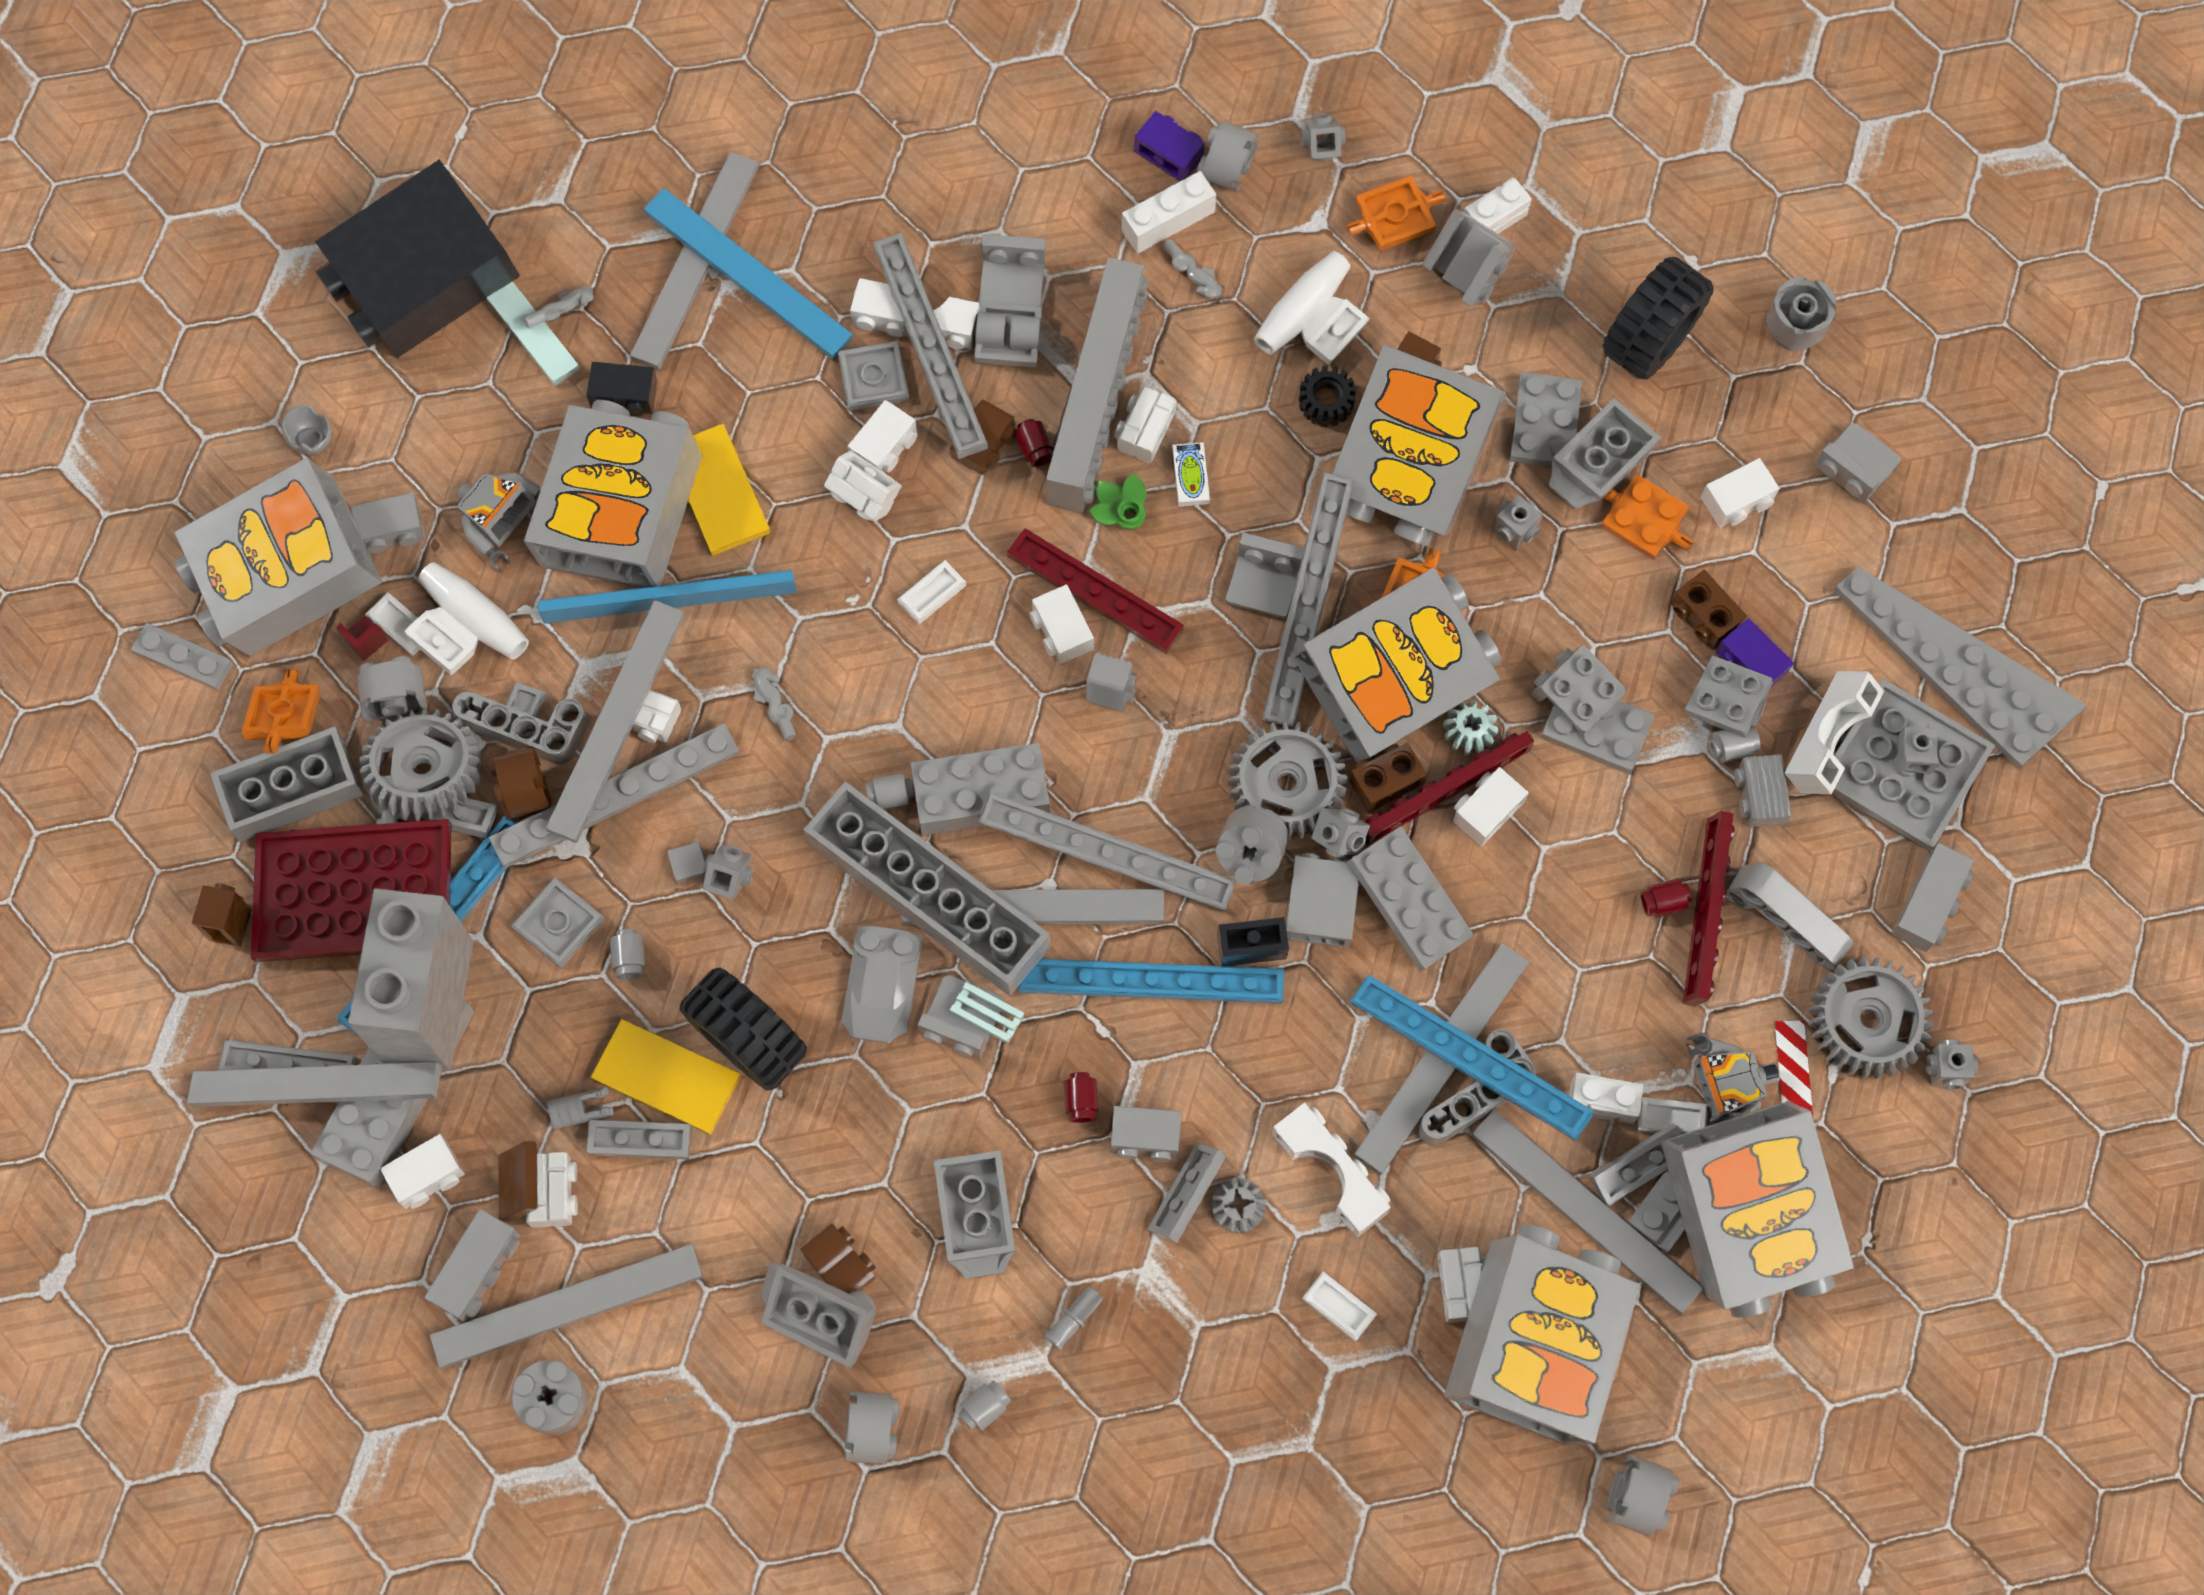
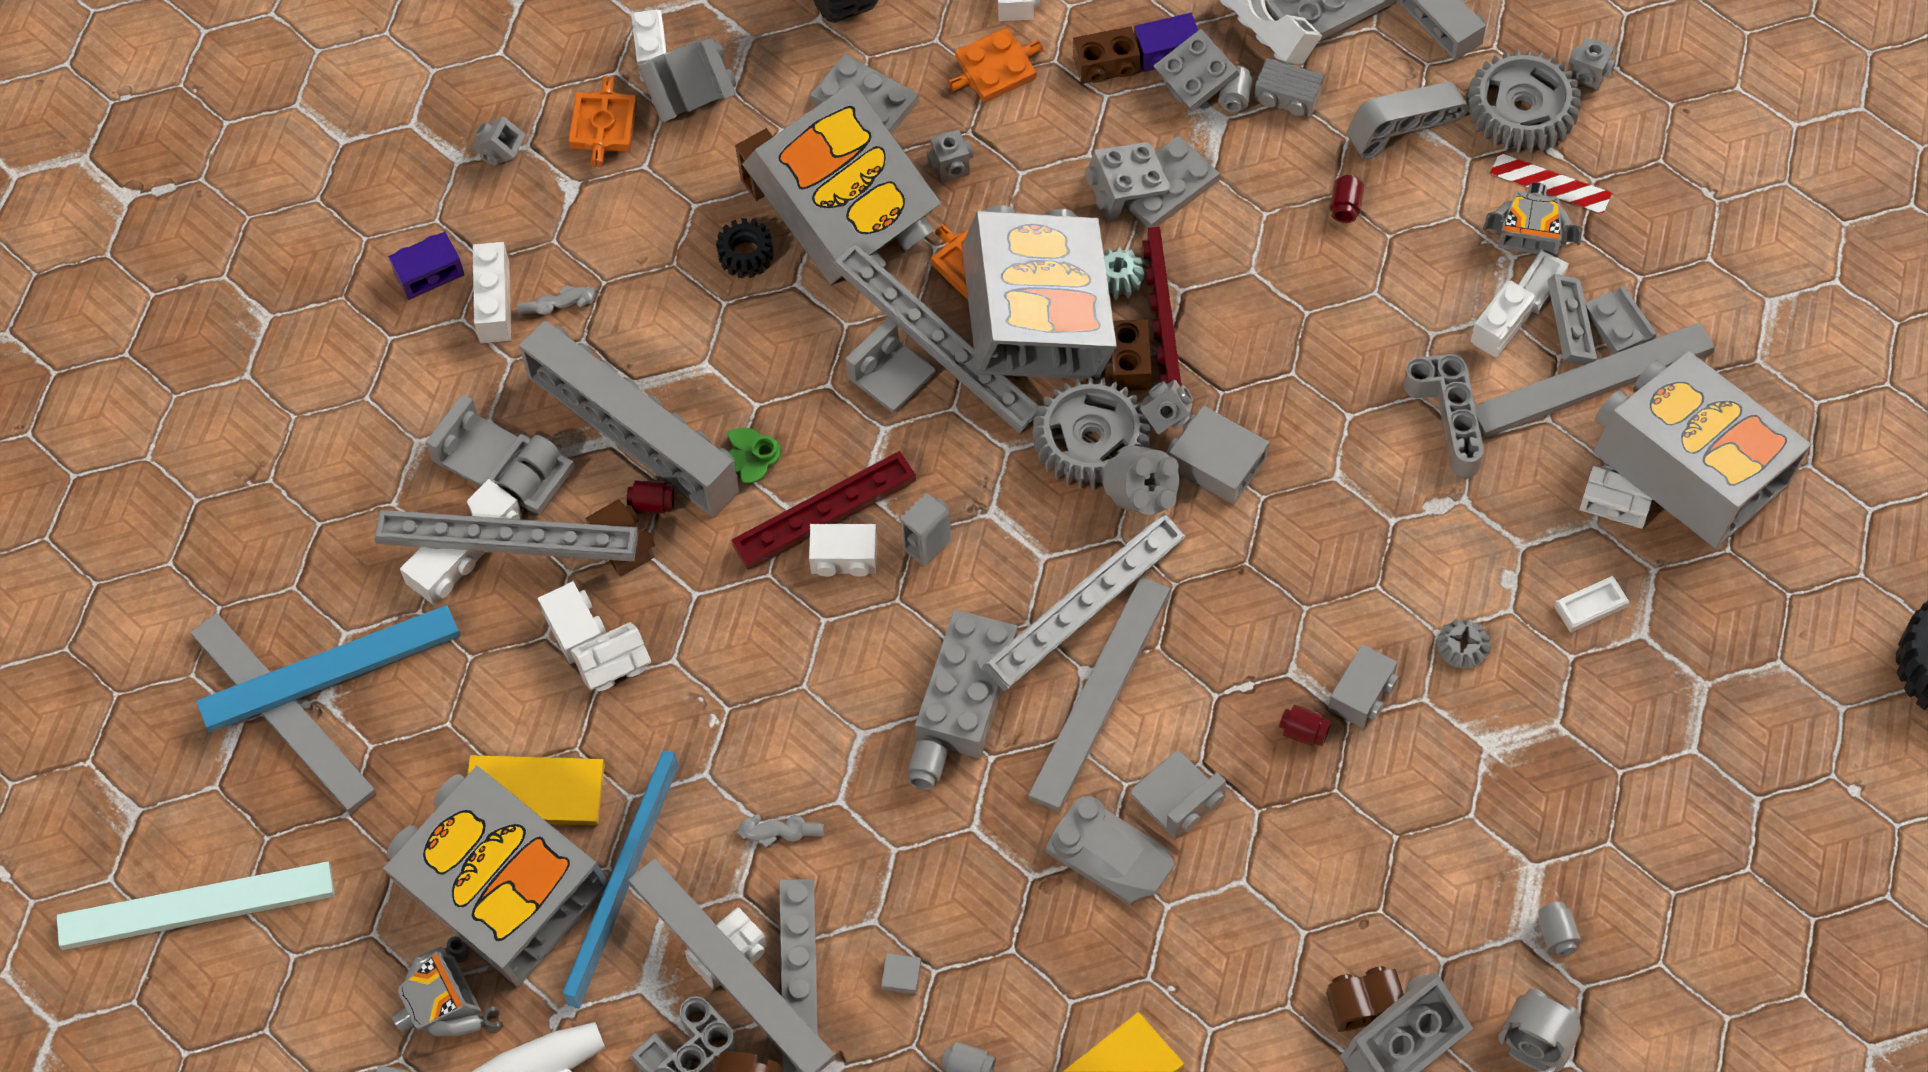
camera: 60 degrees left, 10 degrees down
(414, 261) = (128, 960): black brick -> none
(566, 301) = (254, 846): light grey animal -> none
(623, 384) = (376, 828): black brick -> none
(727, 871) = (933, 935): light grey brick -> none
(743, 1028) = (1110, 971): black tyre -> none
(873, 375) = (499, 607): light grey tile -> none
(927, 888) = (1043, 764): light grey brick -> none
(931, 592) = (746, 648): white tile -> none
(975, 1213) = (1372, 857): light grey slope -> none
(993, 1001) = (1178, 759): light aqua tile -> none
(1074, 1318) = (1508, 821): light grey axle -> none
(1146, 424) = (689, 397): white brick -> none
(1155, 981) = (1219, 627): dark azure tile -> none
(1186, 1192) = (1435, 677): light grey plate -> none
(1190, 474) = (754, 387): tile -> none
(1229, 155) = (469, 217): light grey brick -> none
(1253, 941) = (1230, 522): black brick -> none
(1305, 1136) = (1505, 543): white arch -> none
(1311, 309) = (658, 223): white plate -> none
(1410, 898) = (1252, 383): light grey plate -> none
(1431, 1072) = (1406, 429): light grey tile -> none
(1472, 1058) = (1421, 396): dark azure tile -> none
(1489, 806) = (1197, 290): white brick -> none
(1601, 455) = (926, 67): light grey slope -> none
(1641, 1496) = (1863, 440): light grey brick -> none
(1707, 914) = (1372, 171): dark red plate -> none
(1758, 1208) = (1658, 239): light grey brick -> none

